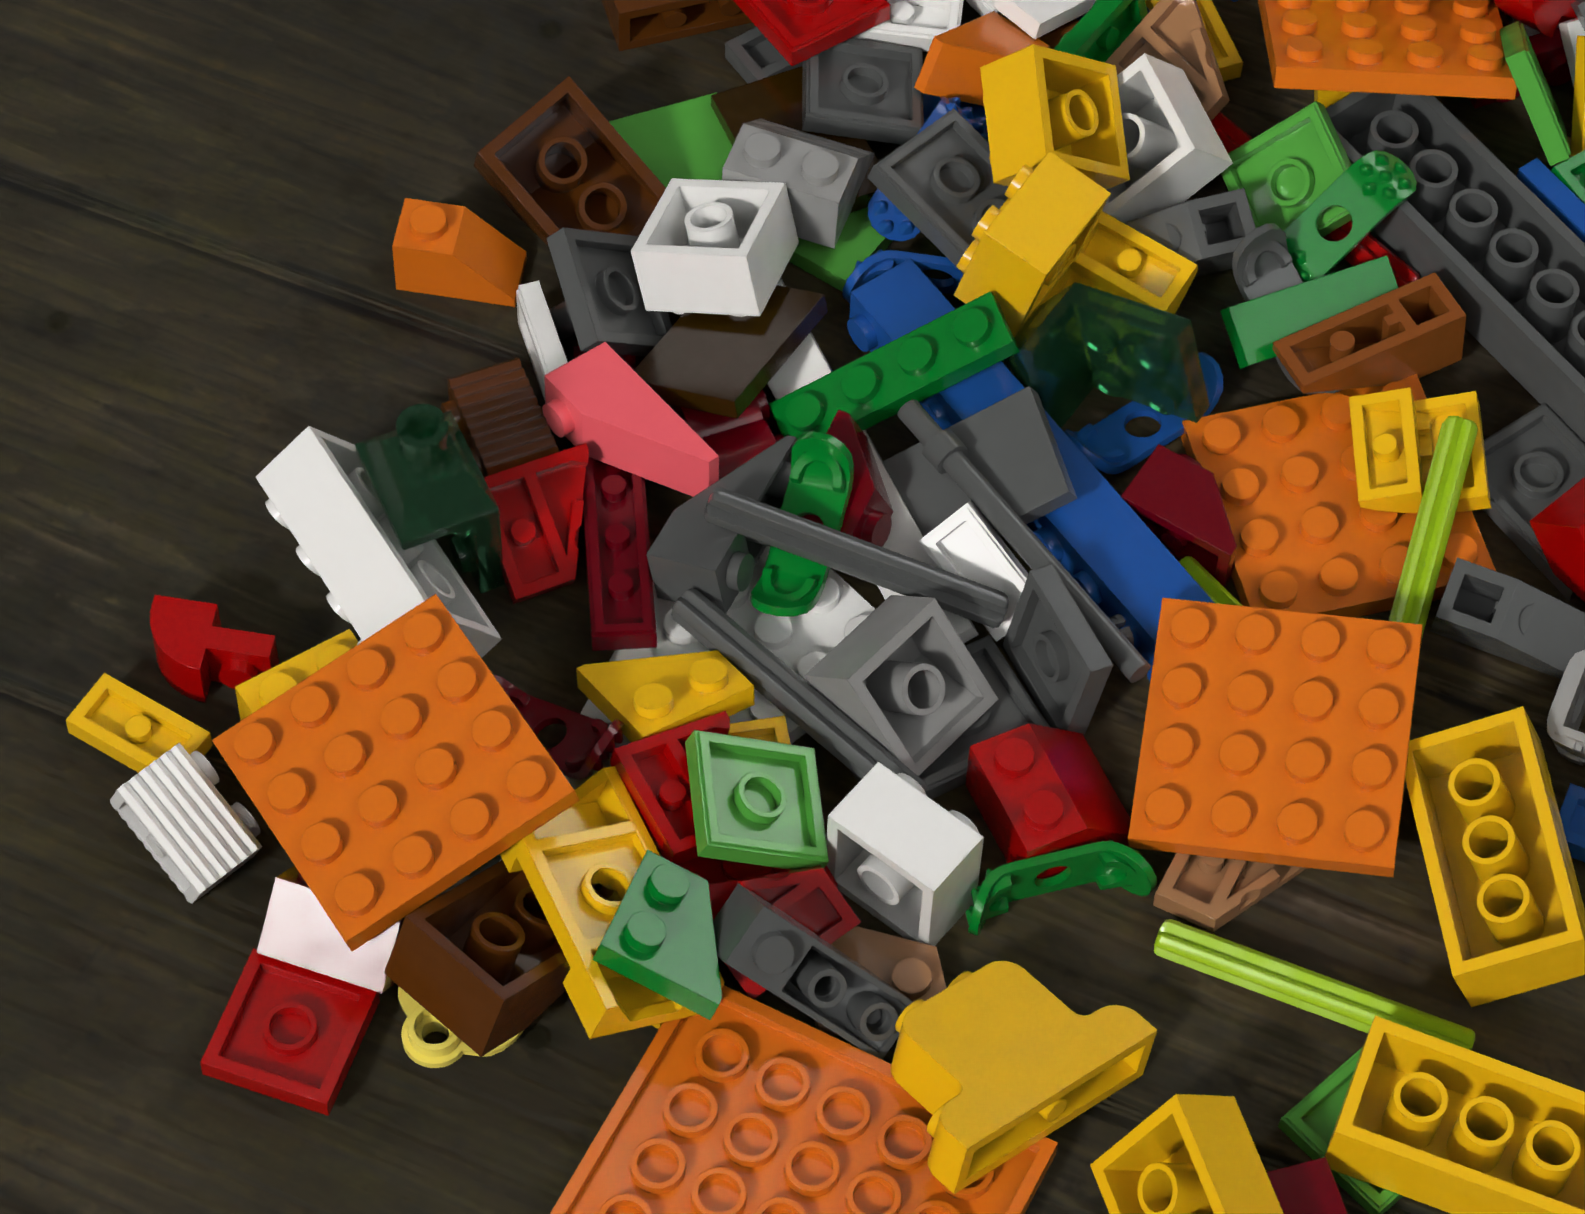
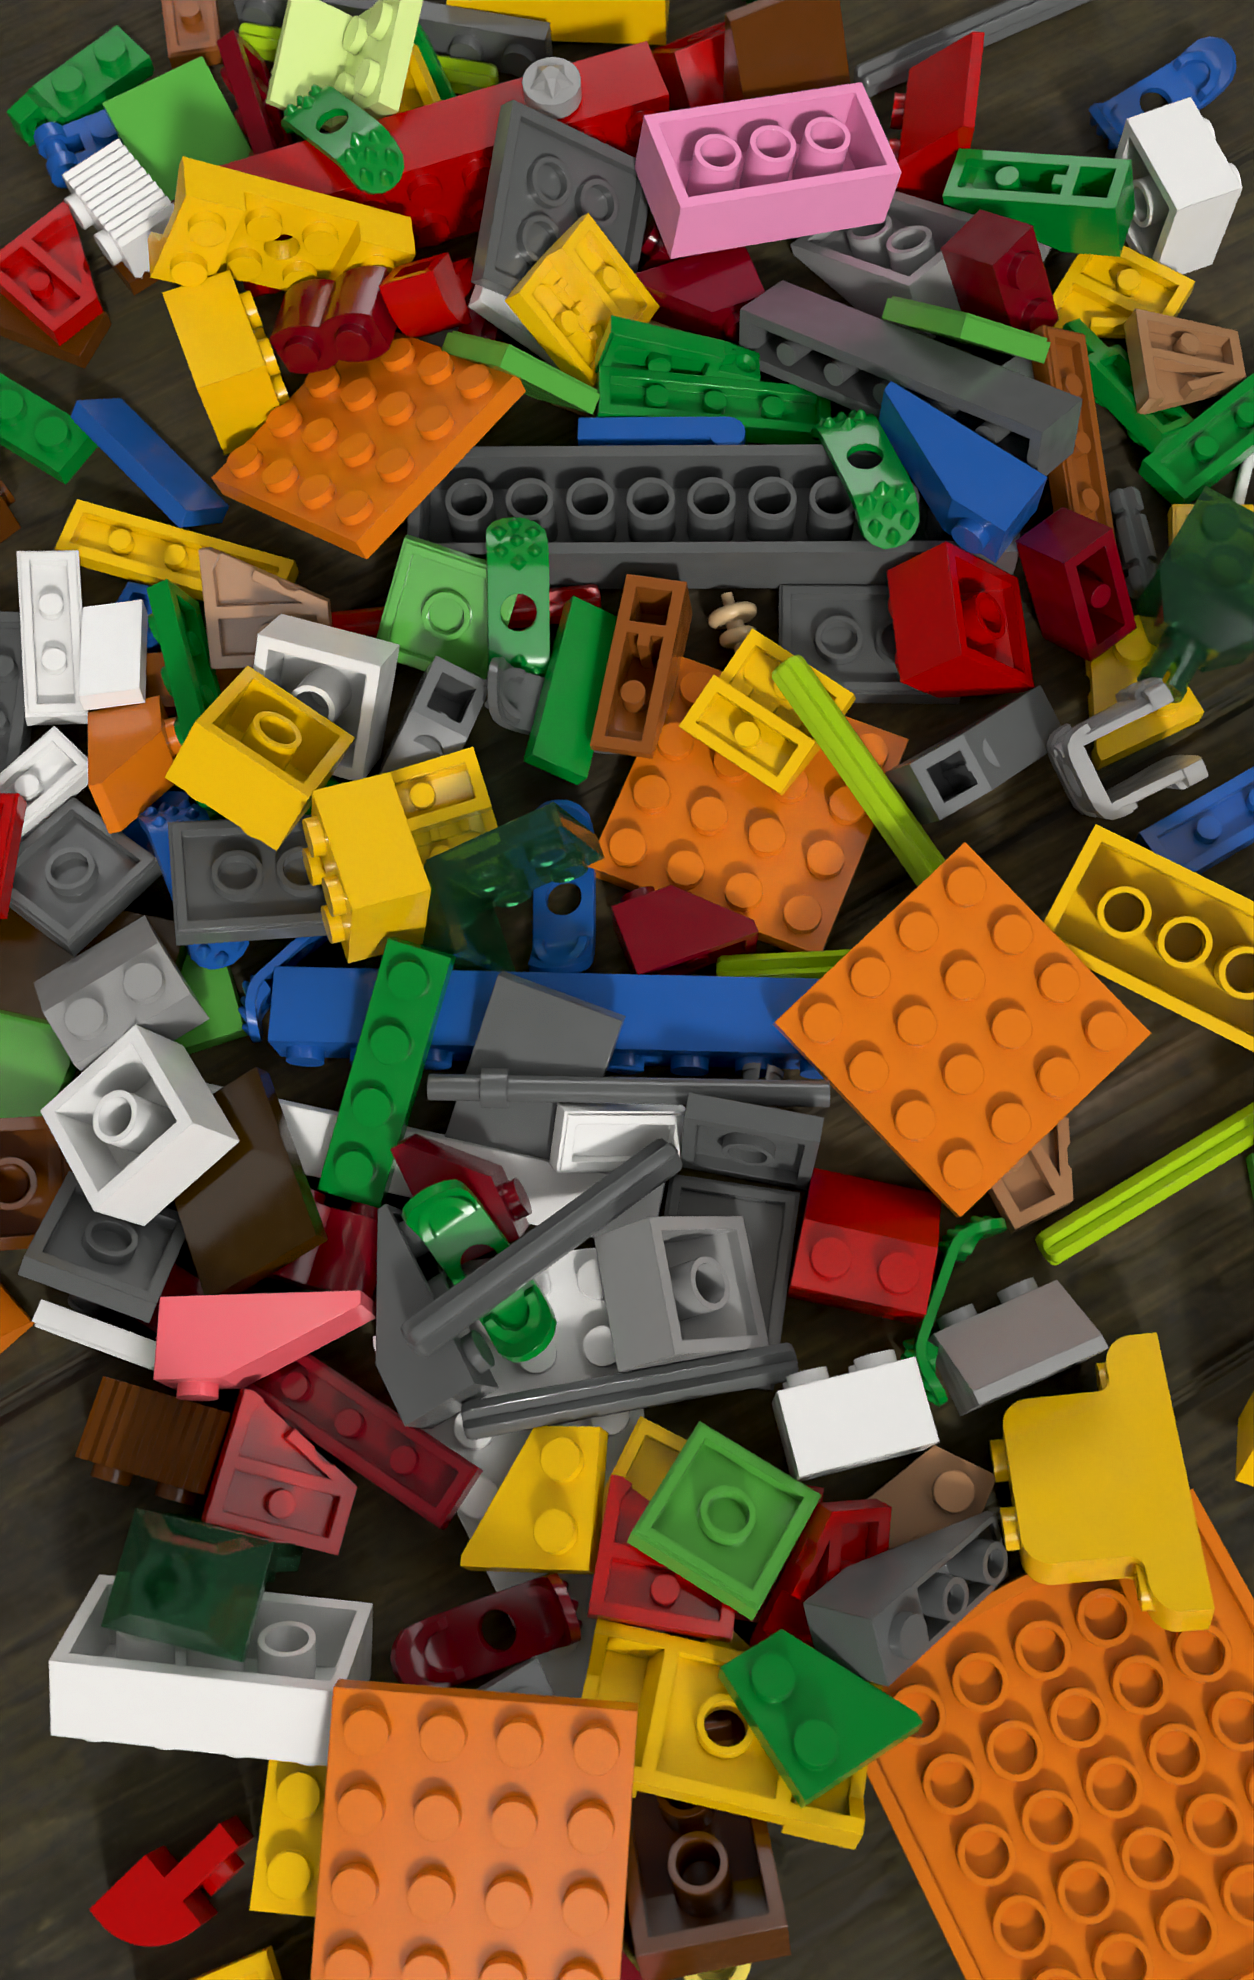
camera: 45 degrees left, 15 degrees up
(1056, 940) = (1012, 1344): none -> light grey slope
(1488, 387) = (732, 617): none -> tan hair

